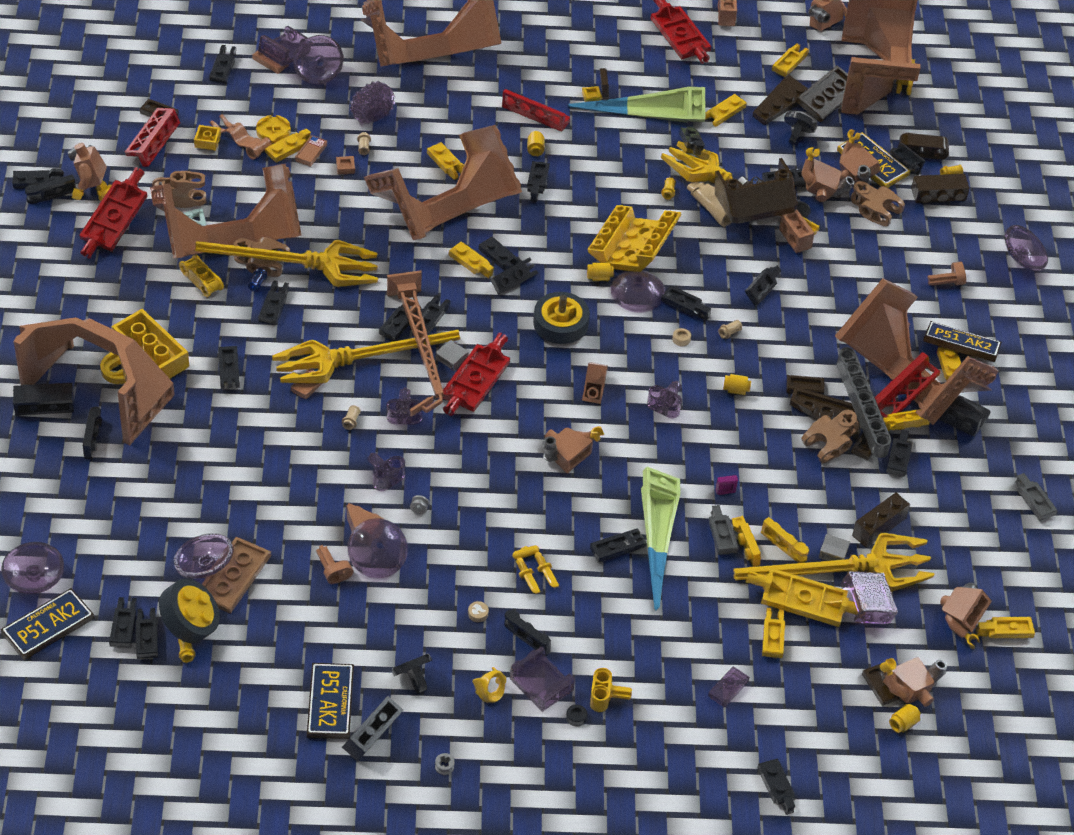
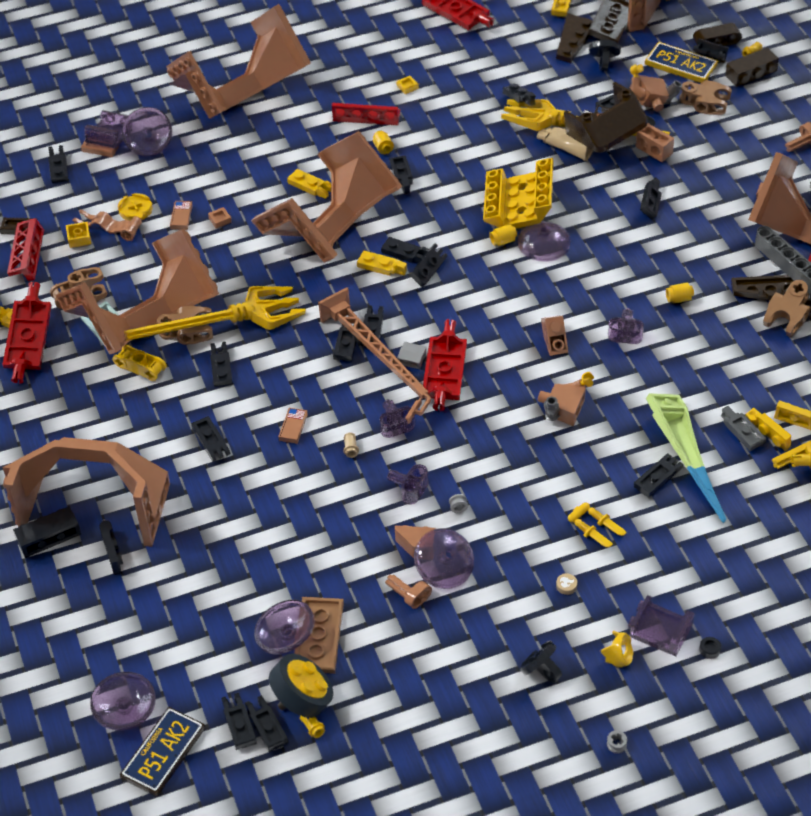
camera: 15 degrees left, 0 degrees up
(154, 340) = (140, 440): yellow brick -> none
(259, 276) = (194, 348): clear blue pin -> none
(288, 145) = (157, 217): yellow hinge -> none
(328, 359) = (300, 399): yellow piece -> none
(330, 701) = (476, 722): tile -> none
(364, 140) = (225, 189): tan pin -> none
(372, 102) = (218, 153): clear purple gear -> none
(372, 728) = (534, 734): black brick -> none
(526, 632) = (622, 586): black hinge -> none
(561, 317) = (493, 287): wheel -> none
(604, 83) = (415, 71): dark brown tile -> none
(606, 690) = (724, 614): yellow beam -> none
(668, 191) = (522, 145): yellow pin -> none
(674, 105) = (485, 70): yellowish green plate -> none
(681, 337) = (606, 268): tan tile -> none
(686, 302) = (594, 236): black hinge -> none
(726, 109) = (531, 60): yellow hinge -> none
(726, 331) = (642, 249): tan pin -> none
(726, 484) = (722, 385): magenta tile -> none
(812, 384) = (740, 270): dark brown tile -> none
(857, 161) = (672, 66): nougat torso -> none

